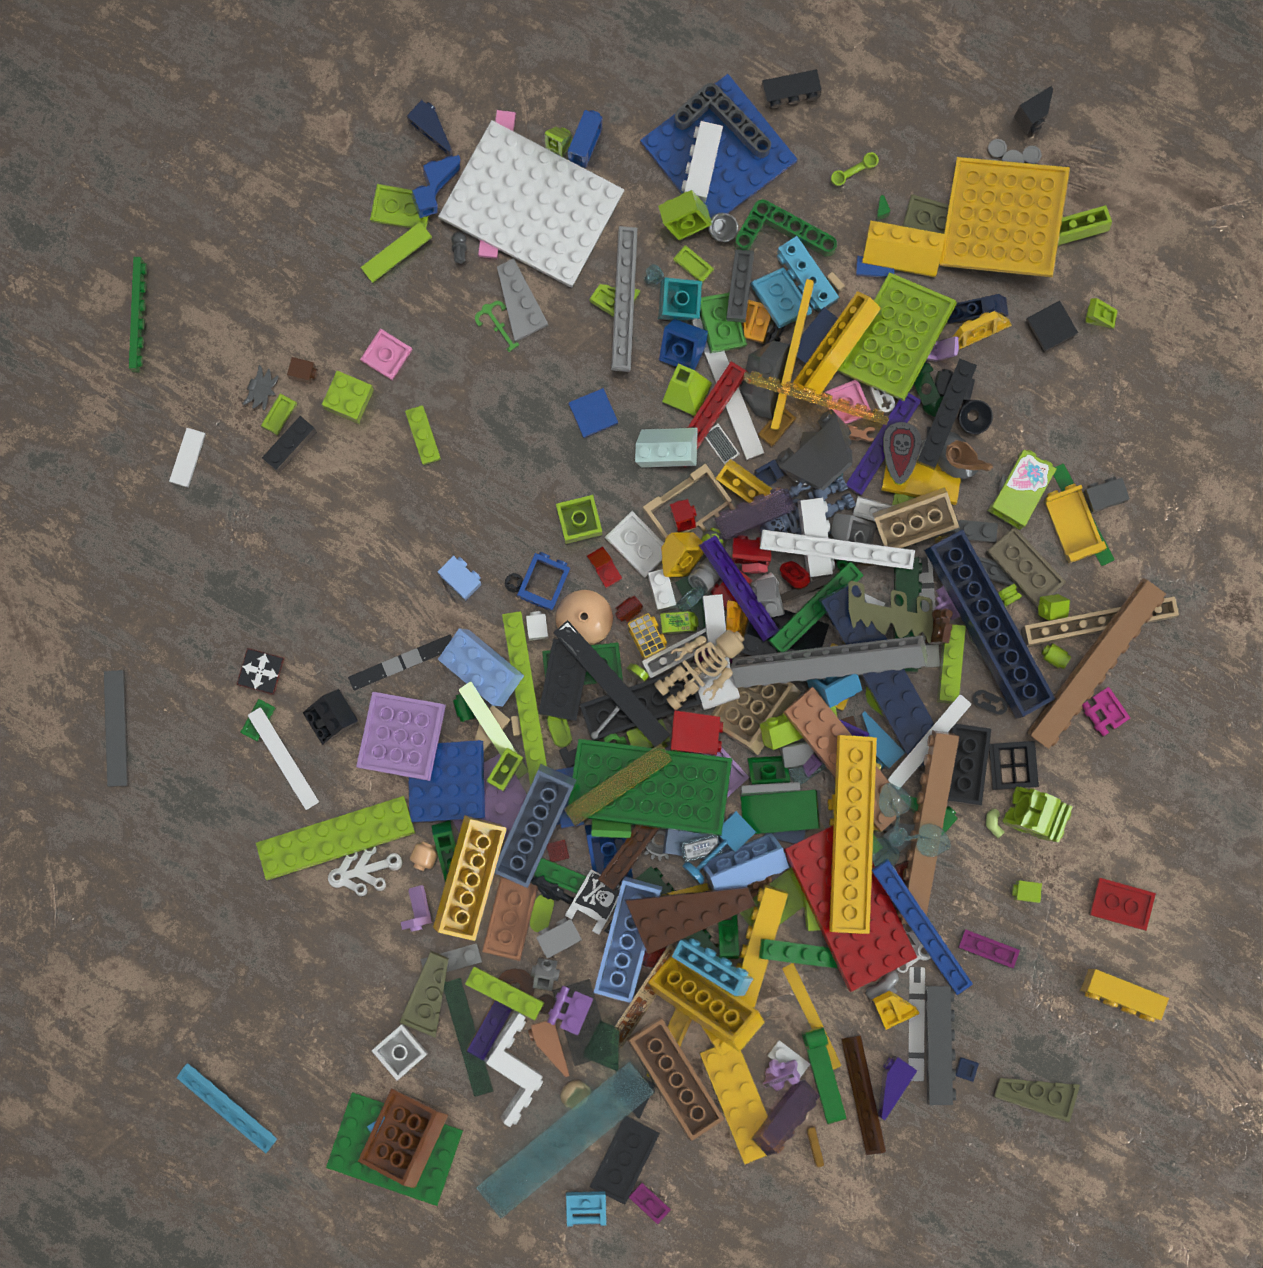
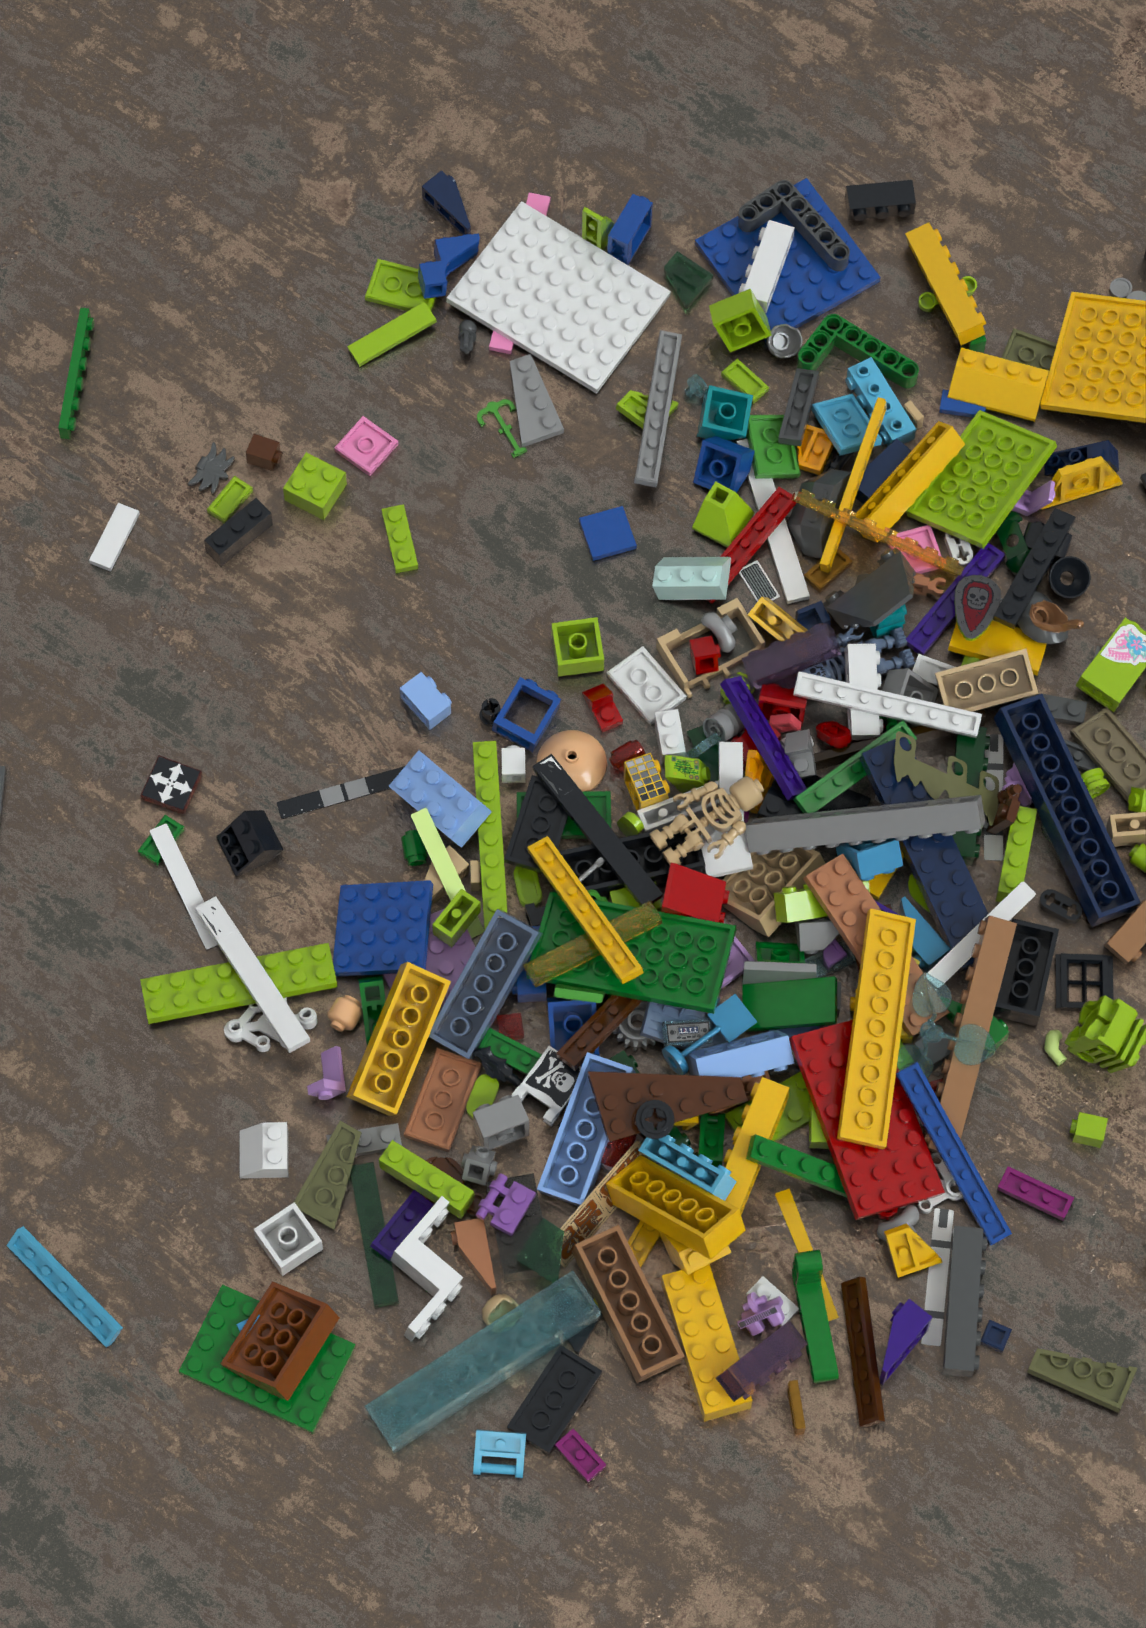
camera: 10 degrees right, 15 degrees down
(345, 833) = (252, 974): none -> white tile
(372, 978) = (264, 1151): none -> white slope
(401, 736) = (333, 870): lavender plate -> none
(609, 759) = (585, 910): none -> yellow plate
(636, 176) = (687, 278): none -> clear green wing
(680, 553) = (696, 695): yellow slope -> none
(690, 939) = (662, 1111): none -> black gear
(695, 492) = (722, 630): none -> light grey piece
(852, 162) = (945, 283): none -> yellow brick

